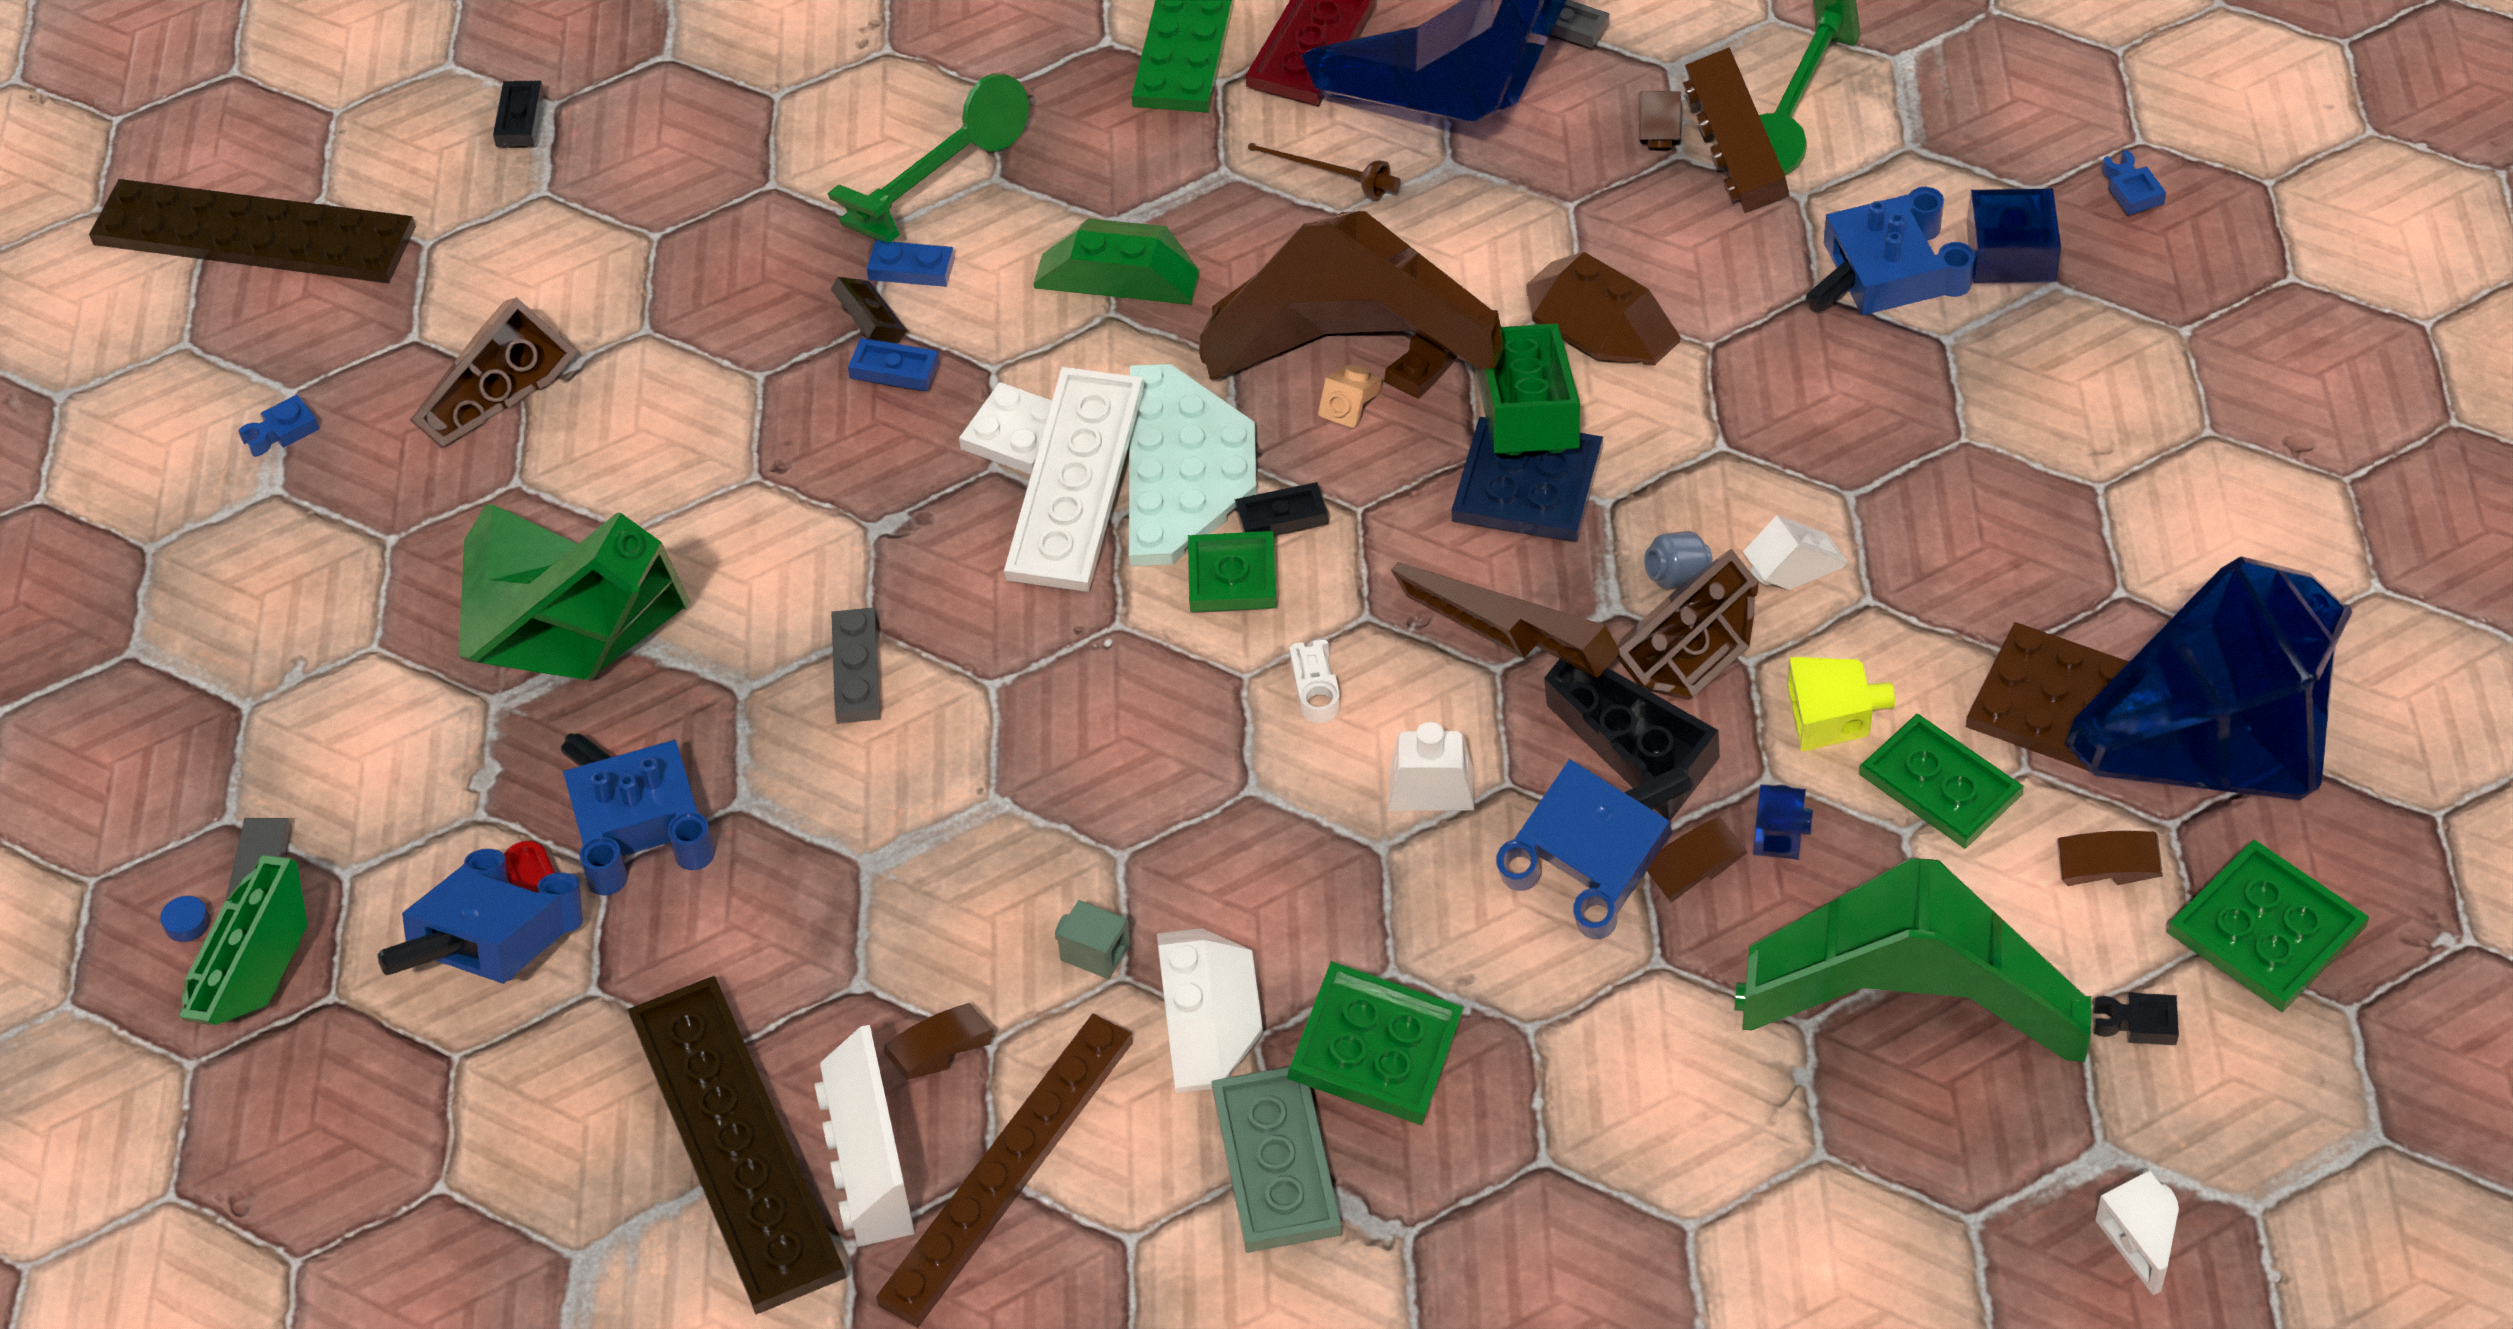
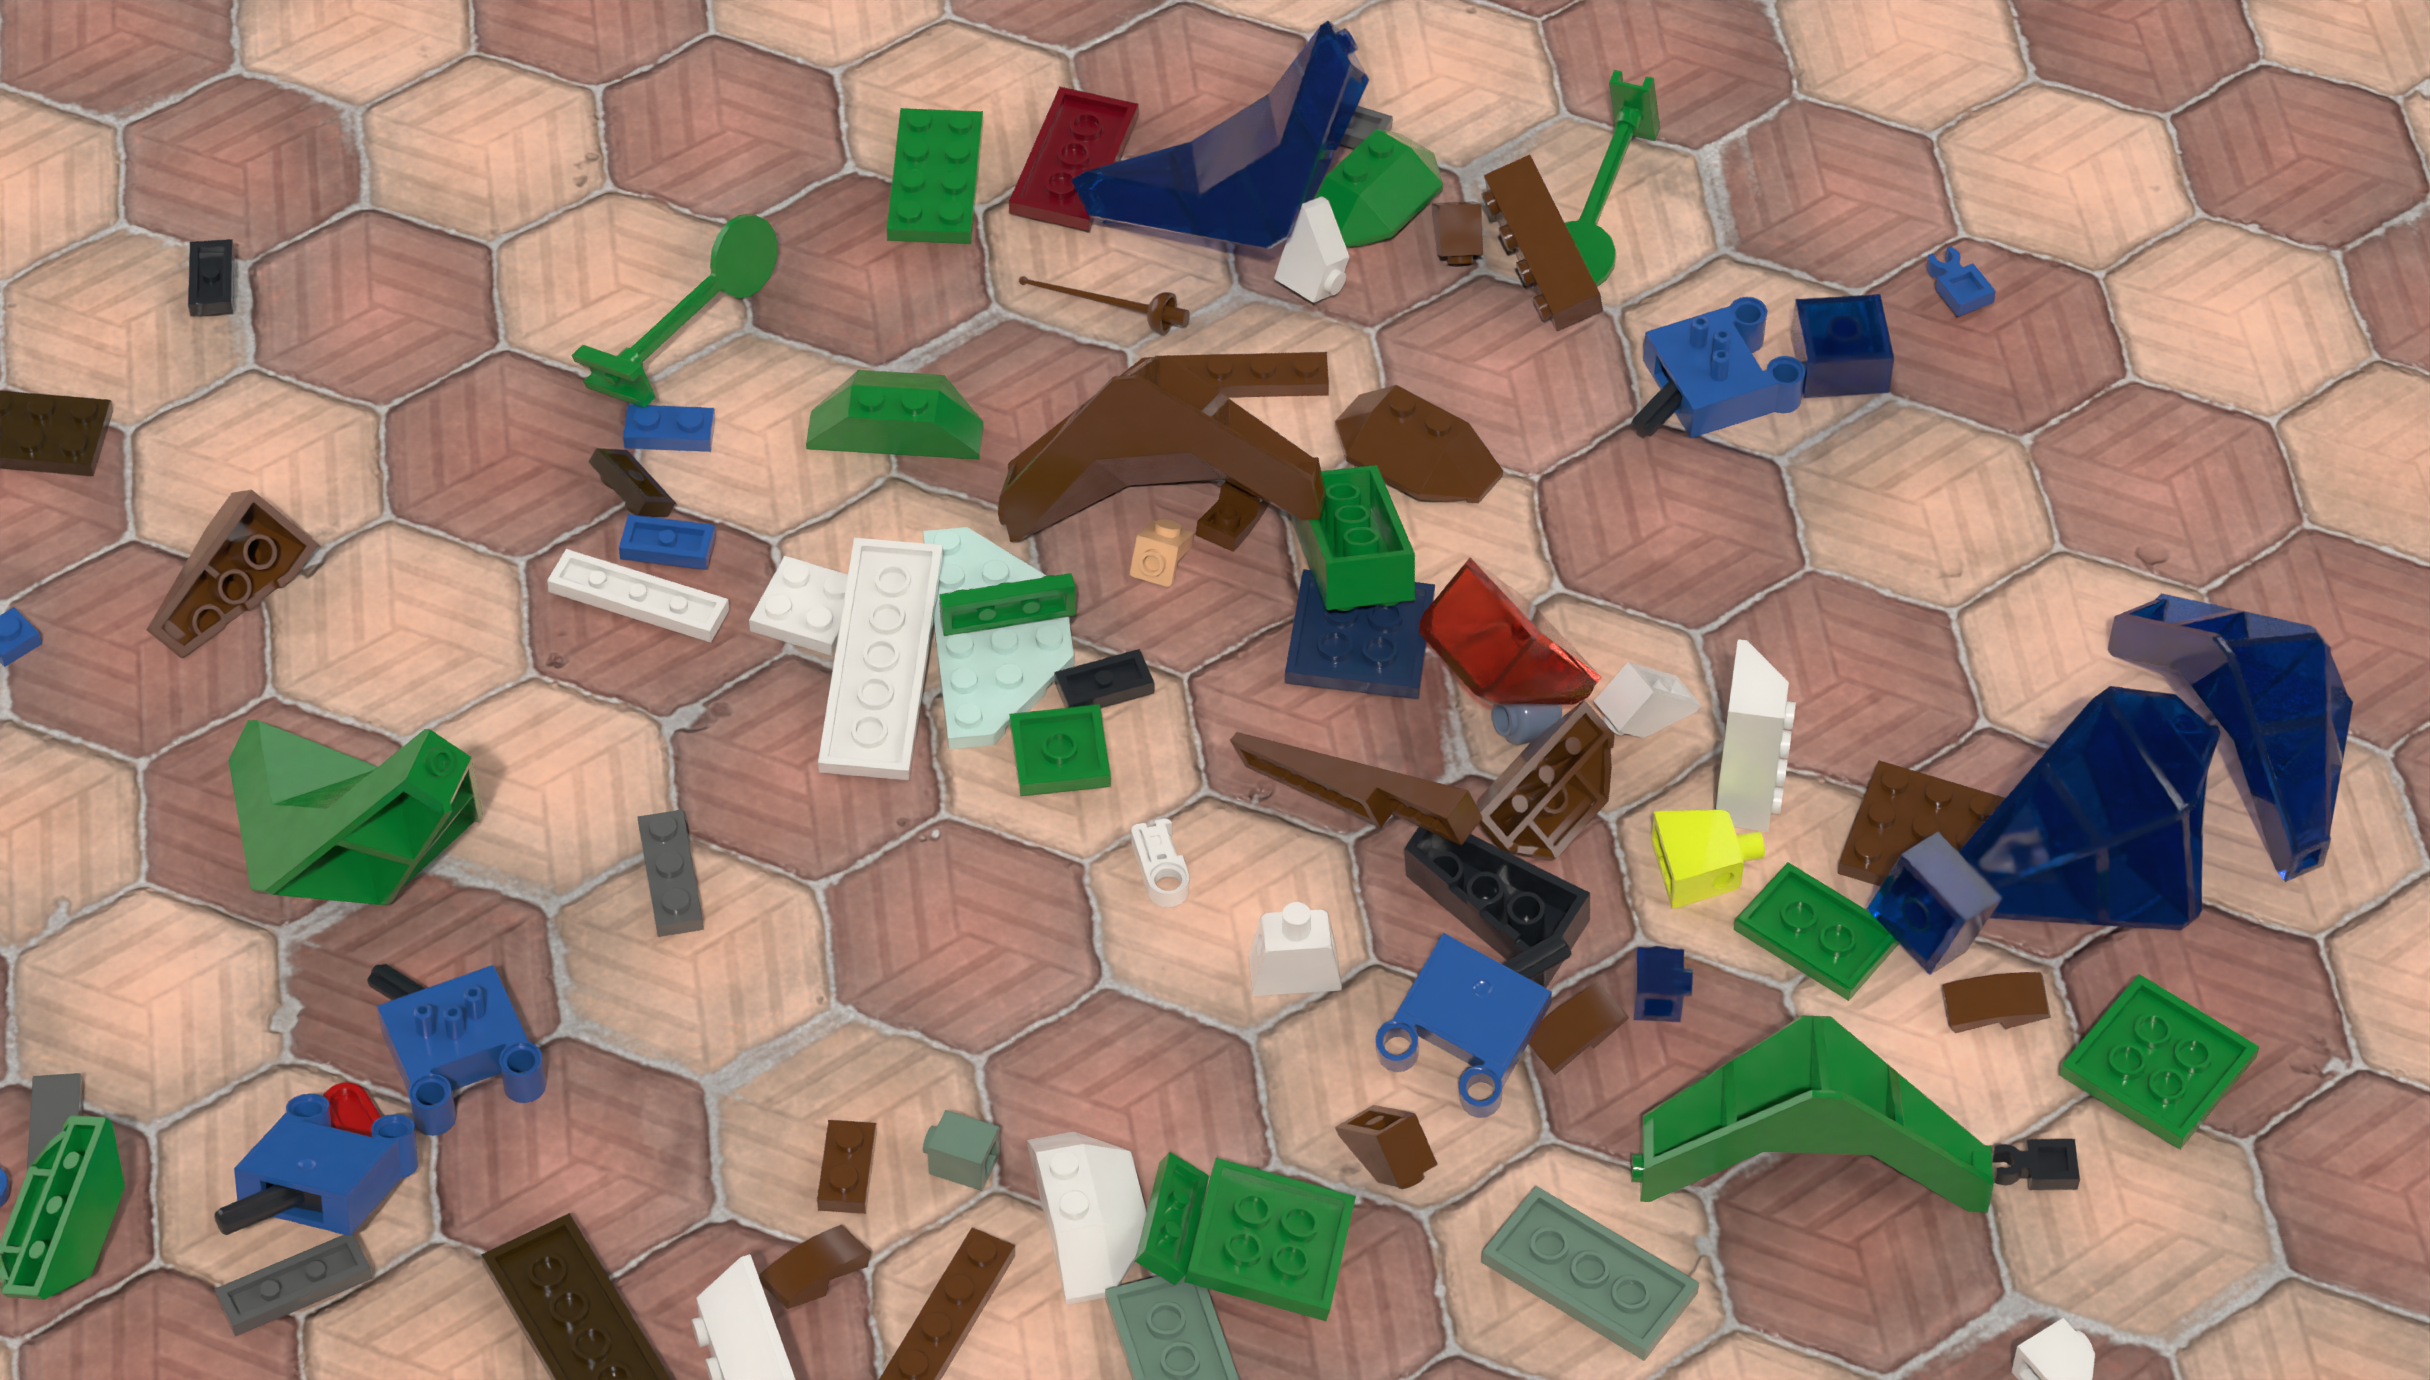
camera: 10 degrees left, 0 degrees up
(450, 1025) = (293, 1283): none -> dark grey plate
(860, 411) = (638, 595): none -> white plate
(983, 948) = (847, 1166): none -> reddish brown plate
(1196, 434) = (1007, 604): none -> green plate
(1282, 1017) = (1172, 1218): none -> green plate
(1461, 238) = (1261, 373): none -> reddish brown plate
(1501, 960) = (1389, 1145): none -> reddish brown slope
(1520, 130) = (1314, 254): none -> white slope
(1582, 80) = (1380, 187): none -> green wedge
(1660, 492) = (1503, 643): none -> clear red windscreen
(1685, 1095) = (1590, 1273): none -> sand green plate
(1890, 595) = (1755, 741): none -> white slope
(2054, 758) = (1934, 903): none -> clear blue brick
(2409, 582) = (2273, 696): none -> clear blue panel

